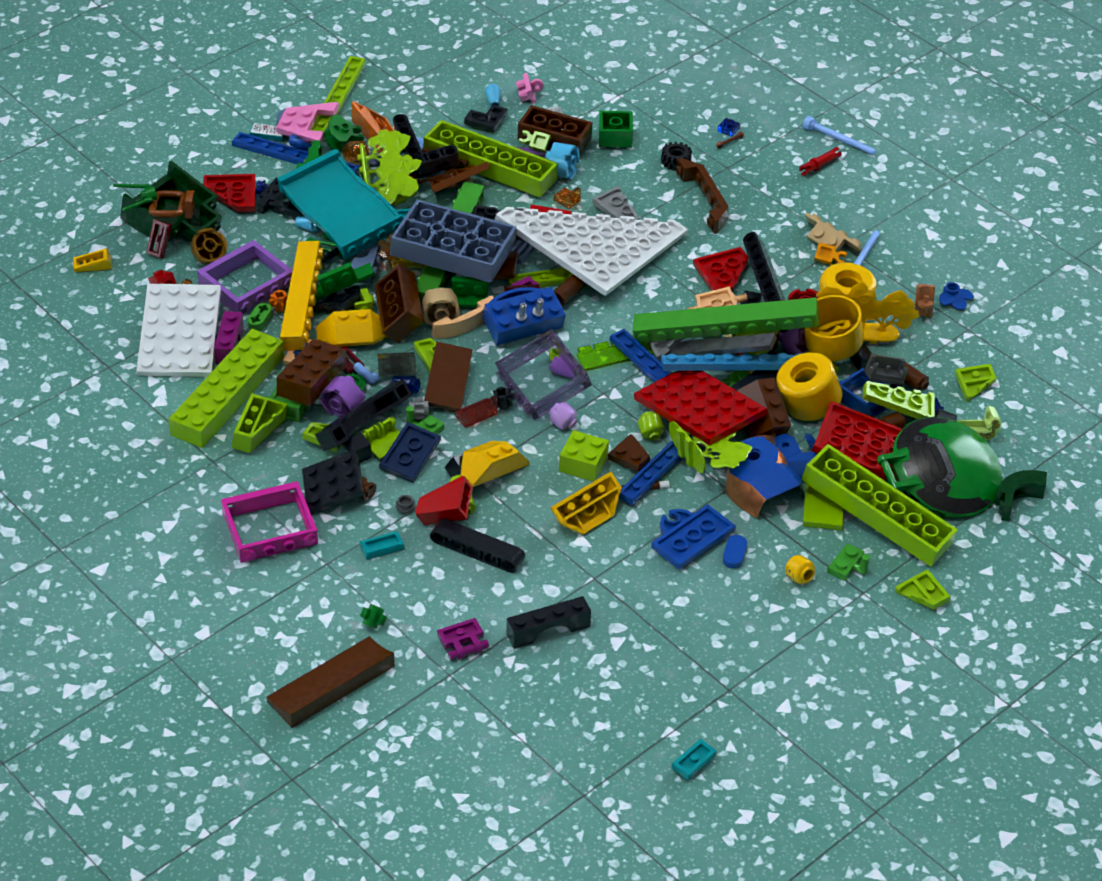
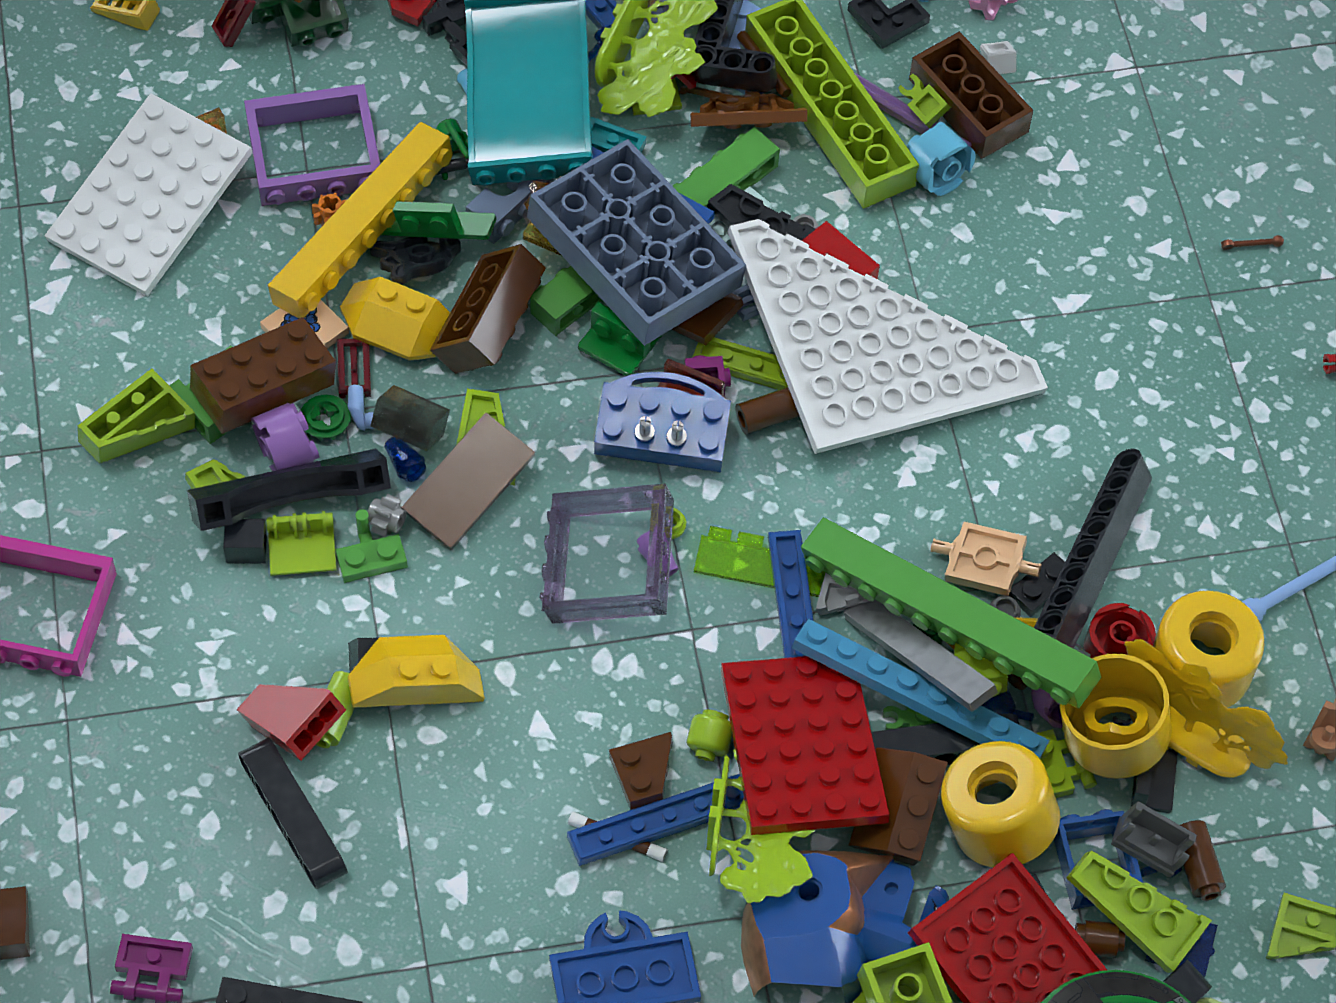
camera: 30 degrees right, 15 degrees up
(162, 277) = (195, 92): red bracket -> none
(208, 245) = (291, 64): pearl gold cylinder -> none
(226, 388) = (143, 332): lime brick -> none
(228, 335) = (192, 257): magenta arch -> none
(256, 316) = (285, 224): bright green beam -> none
(333, 481) = (165, 584): black plate -> none
(367, 300) = (448, 287): lime bracket -> none
(369, 489) = (205, 618): reddish brown wheel -> none
(373, 616) = (51, 856): green gear -> none
(382, 545) = (163, 732): teal tile -> none
(405, 504) = (246, 677): dark grey plate -> none
(410, 452) = (317, 588): dark blue tile -> none
(439, 304) = (546, 348): tan brick -> none
(449, 328) = (566, 392): light nougat slope -> none
(477, 412) = (471, 565): clear red panel -> none
(504, 397) = (523, 562): black gear -> none
(563, 416) = (590, 644): lavender head -> none
(567, 197) = (905, 230): clear orange bracket -> none
(583, 455) = (565, 736): lime brick -> none
(589, 505) = (499, 833): yellow wedge -> none
(614, 204) = (967, 284): light grey wing -> none
(615, 129) = (1070, 137): green brick -> none
(672, 152) = (1141, 221): black tyre -> none
(694, 171) = (1138, 277): reddish brown slope -> none
(722, 268) = (1048, 493): red plate -> none
(728, 127) = (1269, 216): clear blue plate -> none
(826, 254) = (1242, 551): light orange plate -> none
(827, 234) = (1270, 518): tan bracket -> none

